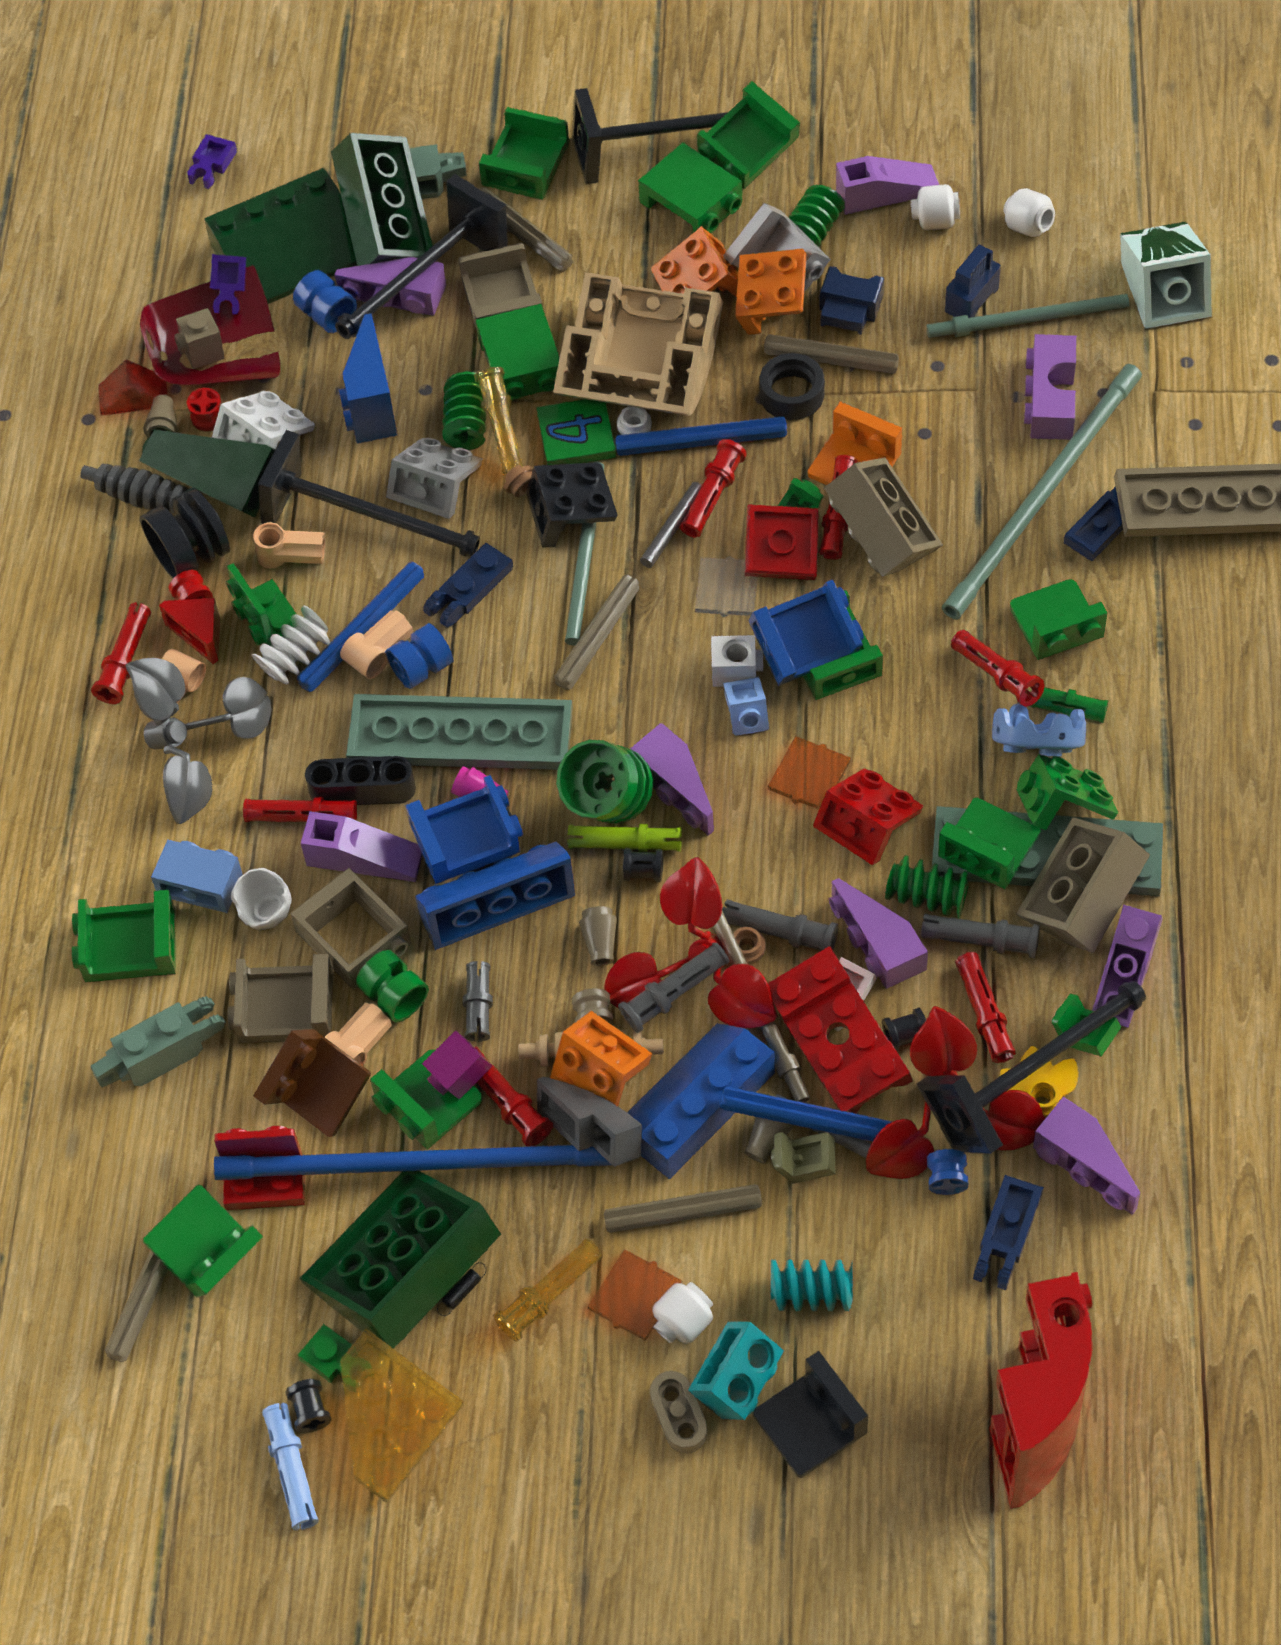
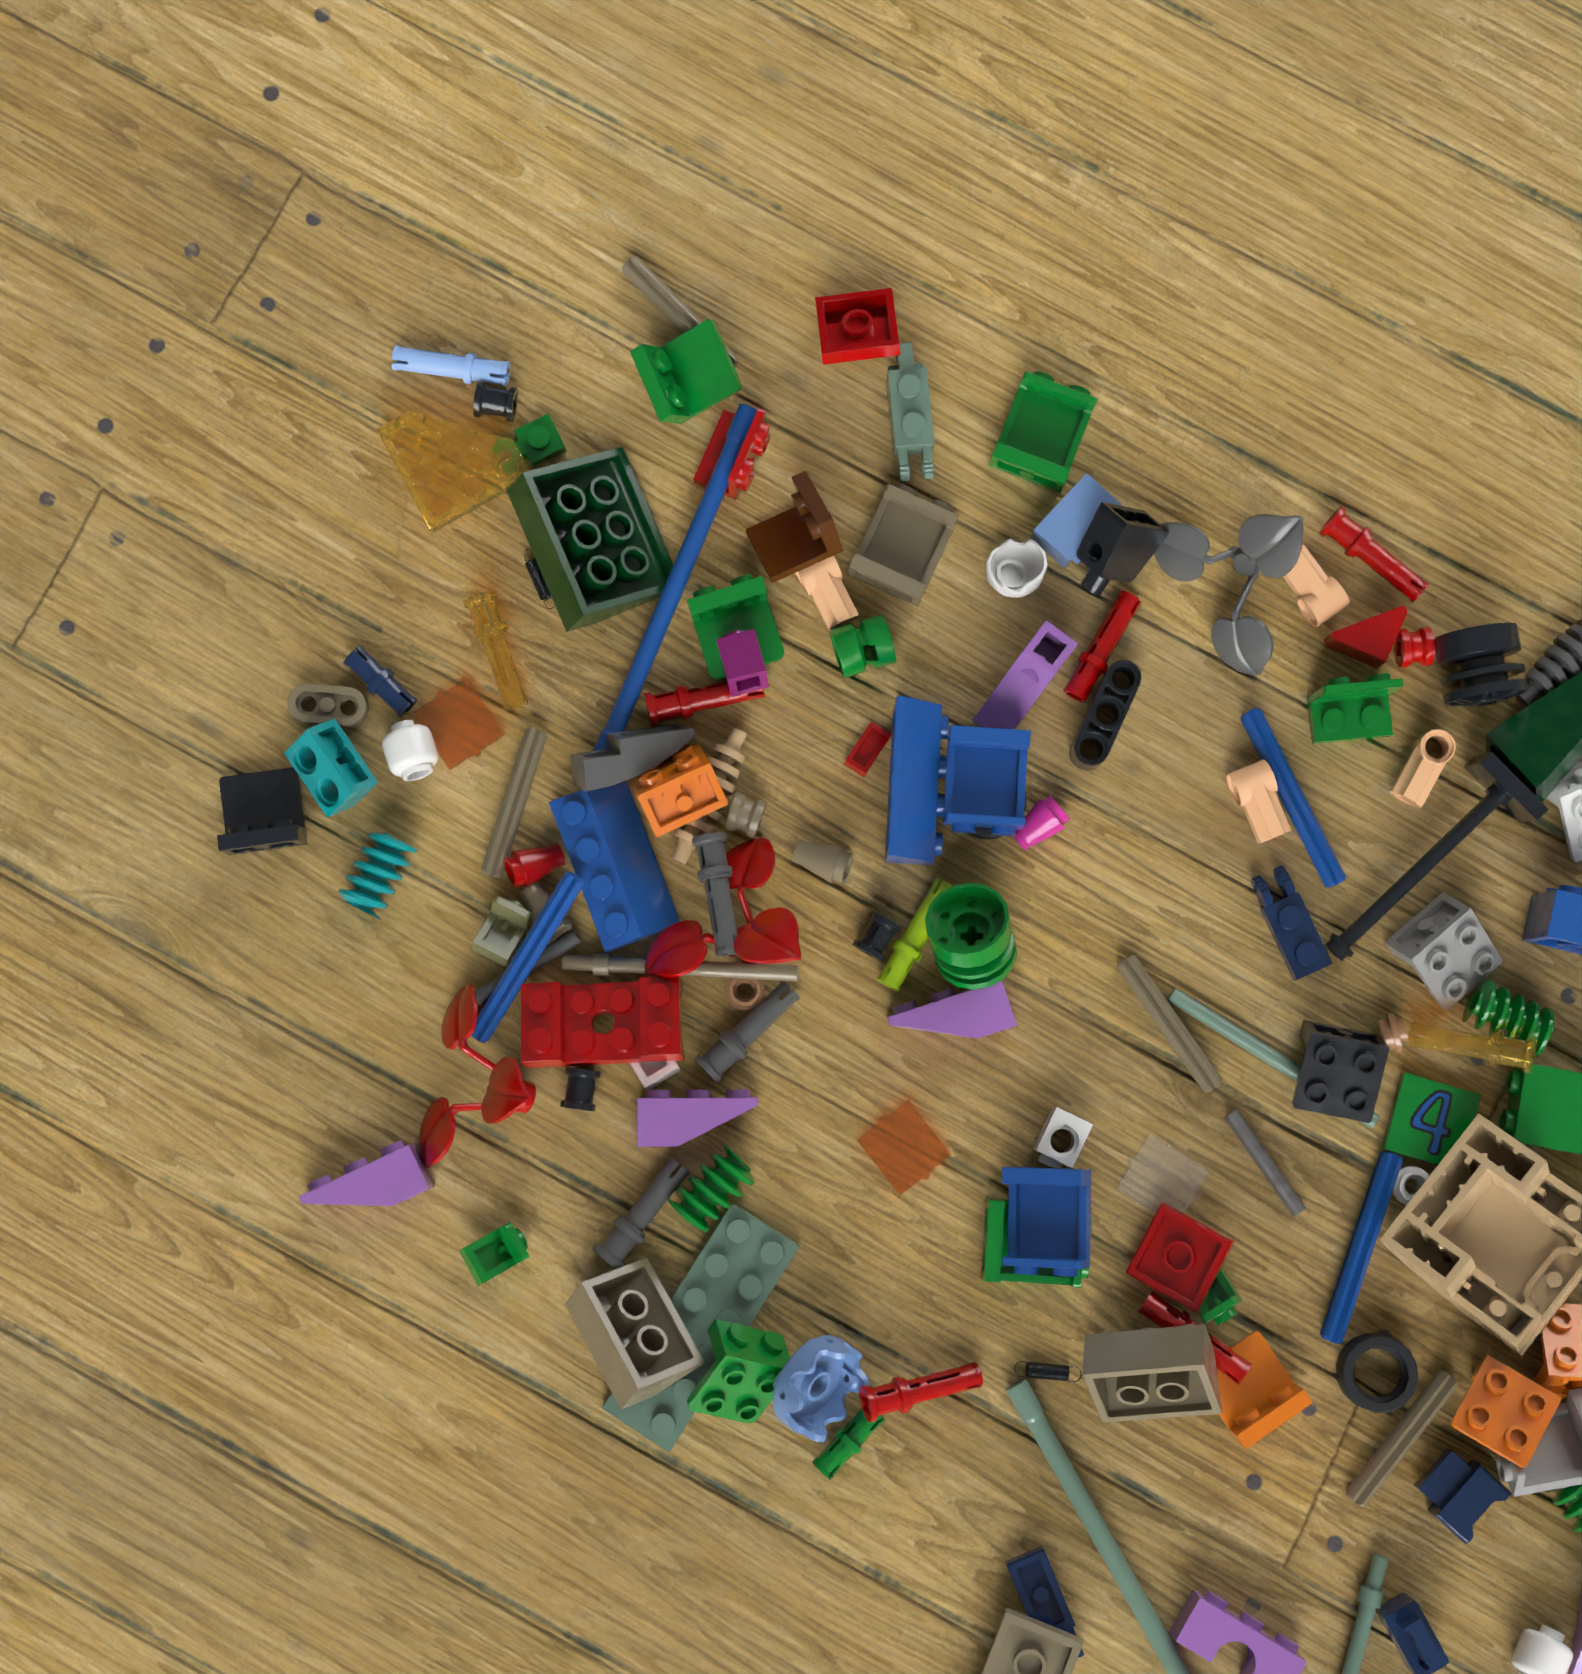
camera: 110 degrees right, 25 degrees up
(95, 1116) = (857, 326): none -> red plate
(196, 822) = (1118, 545): none -> black torso
(294, 645) = (1289, 715): white piece -> none
(331, 902) = (981, 622): dark tan window -> none
(422, 654) = (1220, 833): blue wheel -> none
(461, 730) = (1116, 835): sand green plate -> none
(477, 1001) = (812, 718): dark grey pin -> none
(483, 949) = (867, 749): none -> red piece
(630, 1376) = (380, 681): none -> dark blue pin
(718, 476) = (1298, 1238): red pin -> none
(733, 1162) = (532, 864): none -> red cone
(746, 706) = (1007, 1124): light blue bracket -> none
(864, 813) = (826, 1178): red bracket -> none
(927, 596) = (1047, 1371): none -> black piece
(947, 1171) = (421, 1049): blue wheel -> none
(962, 1111) = (452, 1087): black tile -> none
(988, 842) = (723, 1269): green bracket -> none
(990, 1021) = (566, 1174): red pin -> none
(1008, 1227) = (344, 1075): dark blue hinge -> none
(1046, 1392) = (128, 1001): red slope -> none
(1049, 1081) = (475, 1185): yellow plate -> none
(1058, 618) = (951, 1485): green bracket -> none
(1128, 956) = (540, 1331): medium lavender slope -> none

